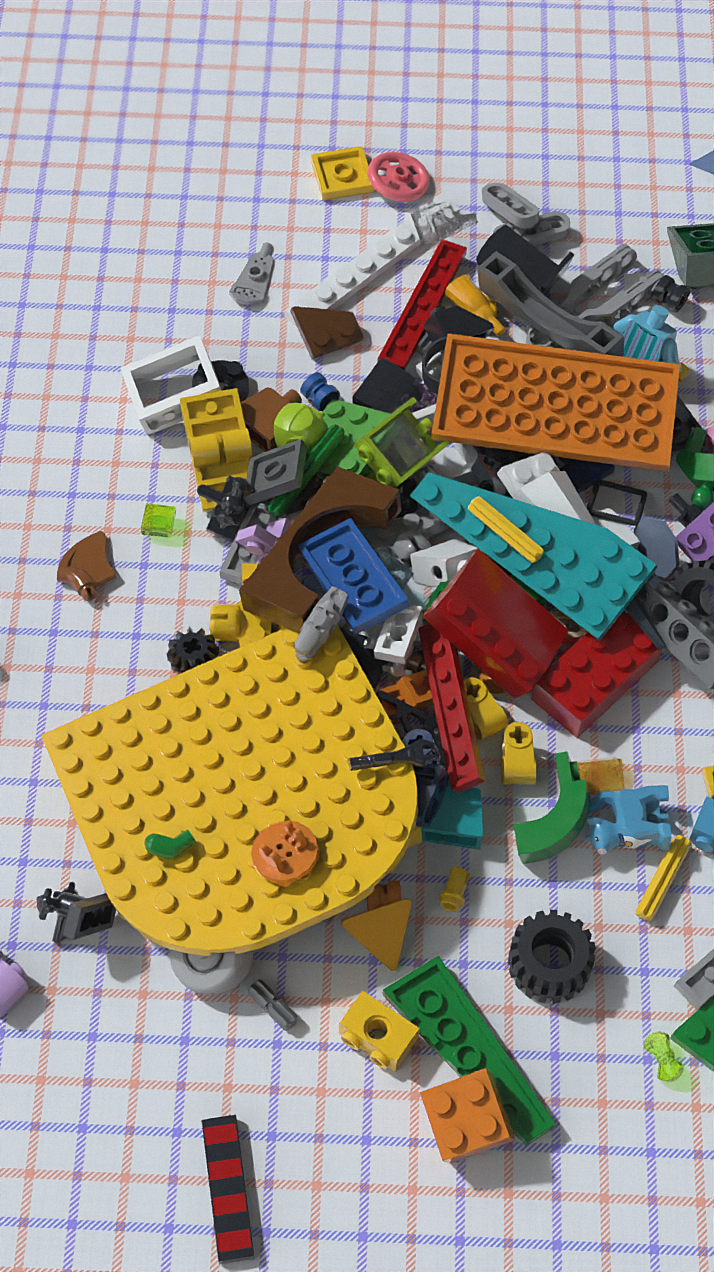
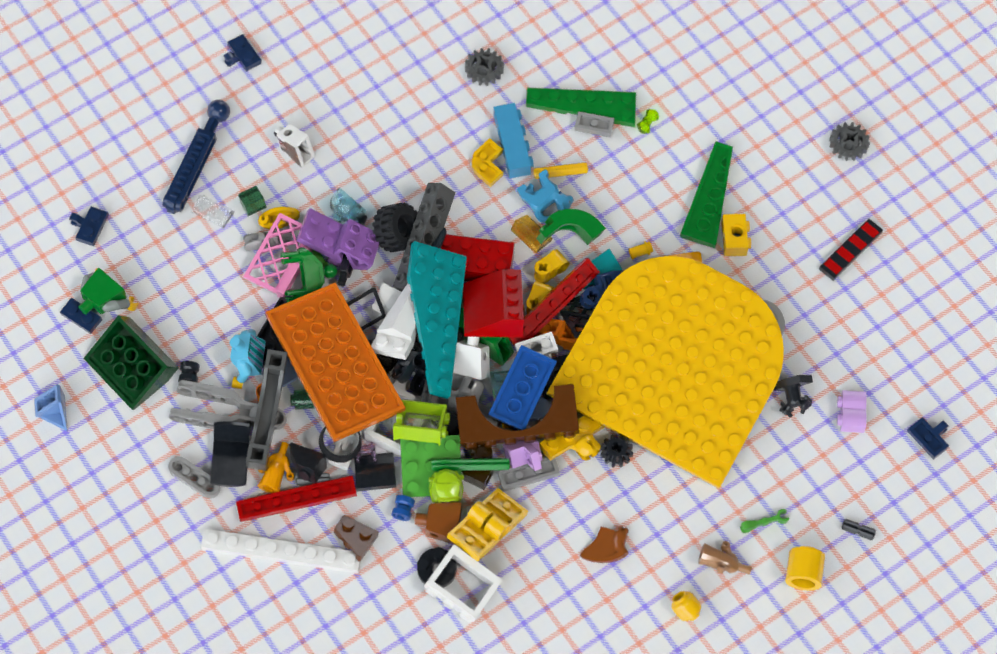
camera: 125 degrees left, 5 degrees up
(158, 520) = (552, 529): clear neon green plate -> none
(168, 847) = (738, 361): green arm -> none
(230, 507) = (518, 491): black piece -> none
(251, 288) = (349, 607): light grey piece -> none
(274, 863) = (692, 303): orange plate -> none
(276, 472) = (487, 474): dark grey plate -> none
(277, 1009) = (759, 284): dark grey piece -> none
(320, 623) = (567, 376): light grey hinge -> none
(341, 173) = (222, 618): yellow tile -> none
(398, 176) = (195, 568): coral plate -> none
(411, 754) = (607, 284): black piece -> none
(438, 222) = (229, 523): clear arch -> none
(467, 1116) = (744, 171): orange brick -> none
(506, 529) = (442, 327): yellow axle -> none
(510, 205) = (179, 503): light grey plate -> none
(555, 931) = (642, 200): black tyre -> none
(658, 544) = (380, 271): sand blue piece -> none

